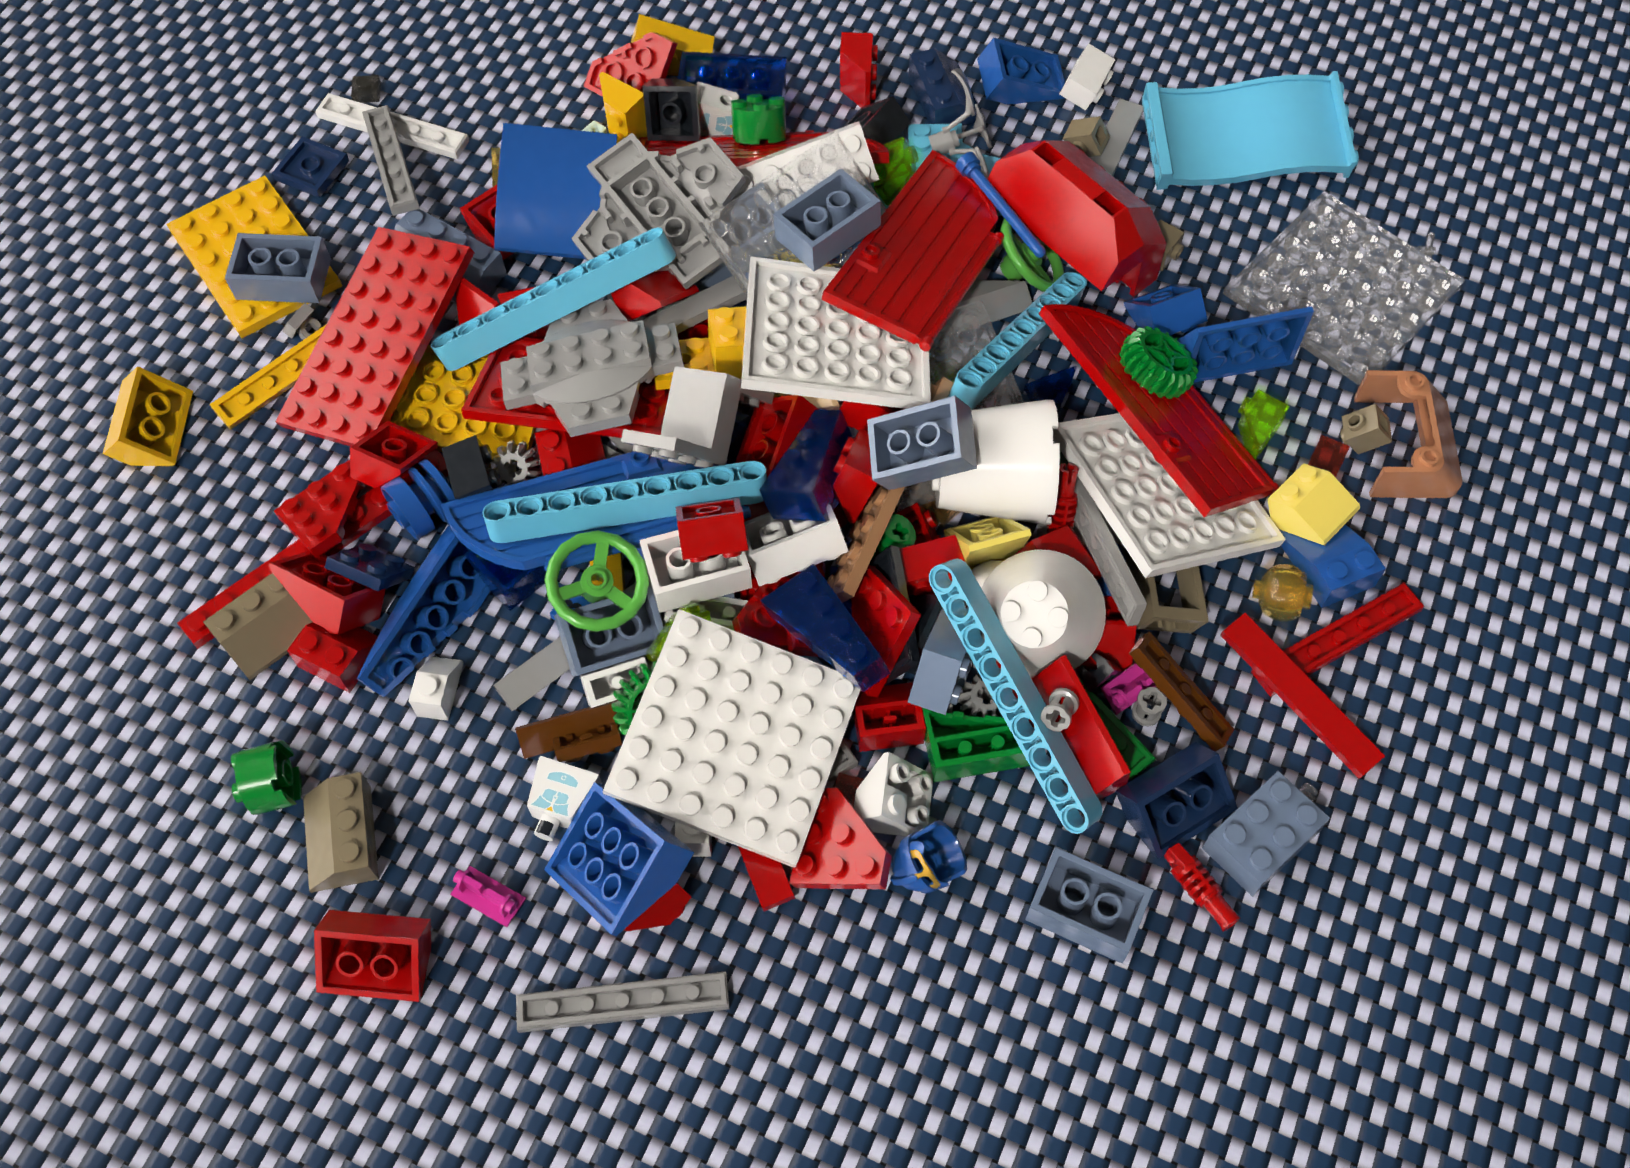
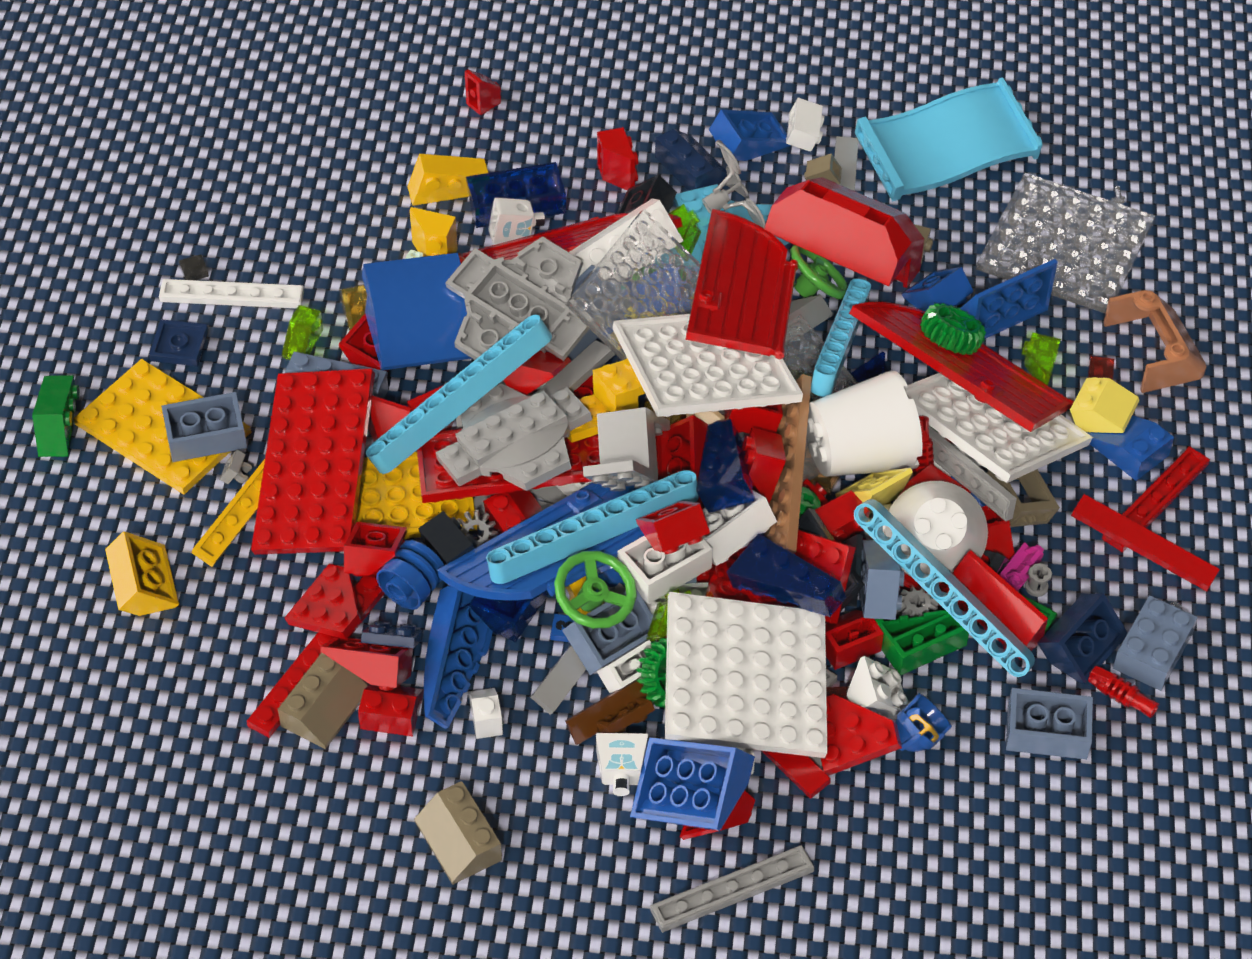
camera: 20 degrees left, 10 degrees down
(141, 215) = (55, 415): none -> green wedge
(266, 778) = (384, 808): green brick -> none
(372, 955) = (528, 909): red slope -> none
(390, 160) = (254, 319): light grey tile -> none
(441, 186) = (302, 331): none -> clear neon green slope
(487, 895) = (595, 846): dark pink hinge -> none
(634, 62) = (435, 193): plate -> none
(671, 110) = (481, 225): black slope -> none
(758, 119) = (556, 217): green brick -> none
(827, 219) = (665, 278): sand blue brick -> none
(922, 443) = (811, 423): sand blue brick -> none
(970, 167) = (750, 215): blue piece -> none
(1065, 710) = (987, 593): light grey bush -> none
(1181, 691) = (1054, 556): reddish brown plate -> none
(1283, 592) = (1105, 475): clear yellow plant -> none
(1366, 429) = (1122, 342): dark tan brick -> none

